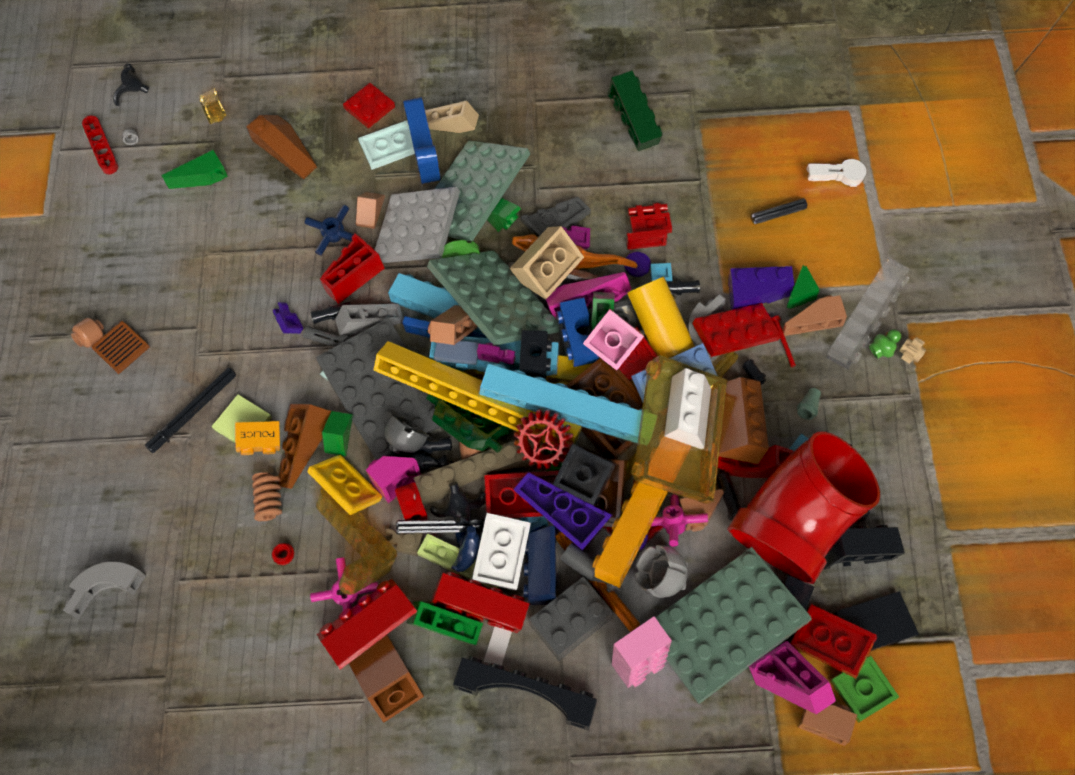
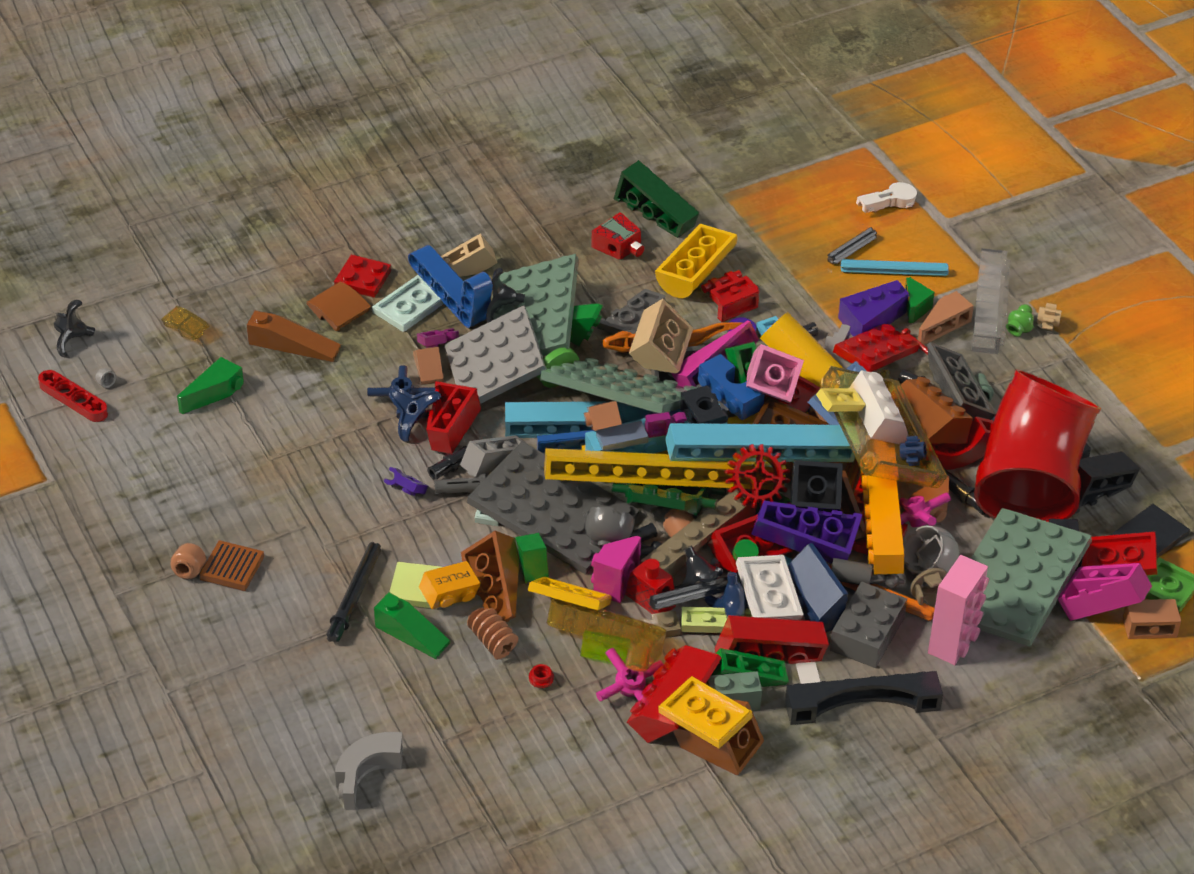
camera: 30 degrees left, 20 degrees down
(210, 463) = (409, 625): none -> green slope
(325, 252) = (411, 408): none -> dark blue piece
(333, 128) = (339, 305): none -> dark orange slope
(343, 546) = (597, 644): none -> clear neon green tile
(366, 668) = (705, 712): none -> yellow tile
(387, 186) = (434, 338): none -> magenta plate
(419, 641) = (739, 687): none -> sand green brick
(448, 167) = (501, 295): none -> black piece
(501, 505) = (745, 548): none -> green tile
(584, 136) = (618, 237): none -> red torso
(633, 181) = (694, 260): none -> yellow brick
(644, 604) = (933, 578): none -> dark tan piece
(652, 391) = (840, 399): none -> light yellow plate
(695, 463) = (913, 450): none -> dark blue gear
(786, 401) = (958, 381): none -> dark grey slope
(804, 246) = (894, 267): none -> medium azure axle

